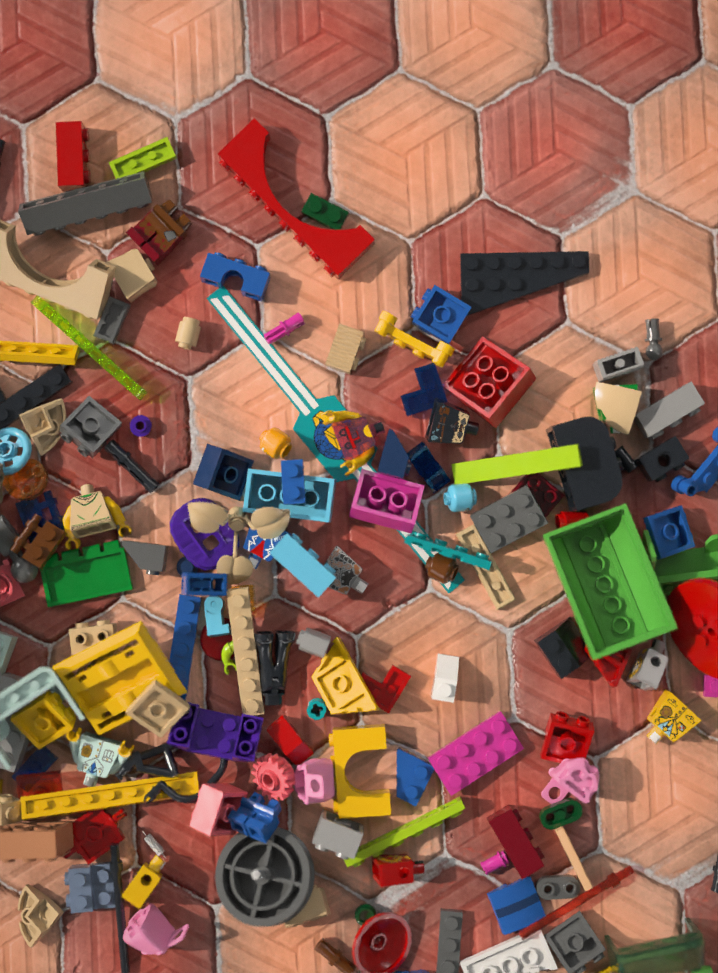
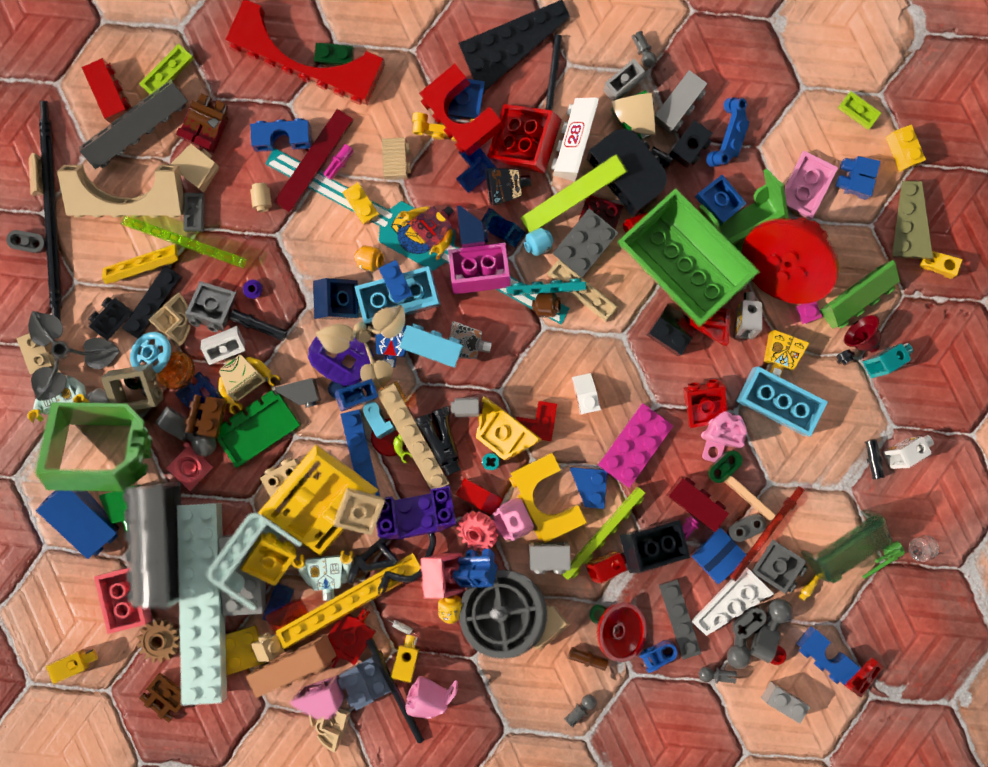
camera: 15 degrees left, 0 degrees up
(38, 886) = (320, 698): none -> bright pink slope
(86, 473) = (223, 345): none -> white brick
(211, 847) = (449, 608): none -> yellow head
(258, 316) = (313, 161): none -> dark red tile
(290, 381) = (360, 203): none -> yellow plate
(415, 306) = (438, 97): none -> red arch
(452, 869) = (654, 546): none -> black brick
(542, 405) = (575, 138): none -> white slope
(548, 324) = (553, 72): none -> black bar
(647, 770) = (781, 401): none -> medium azure brick

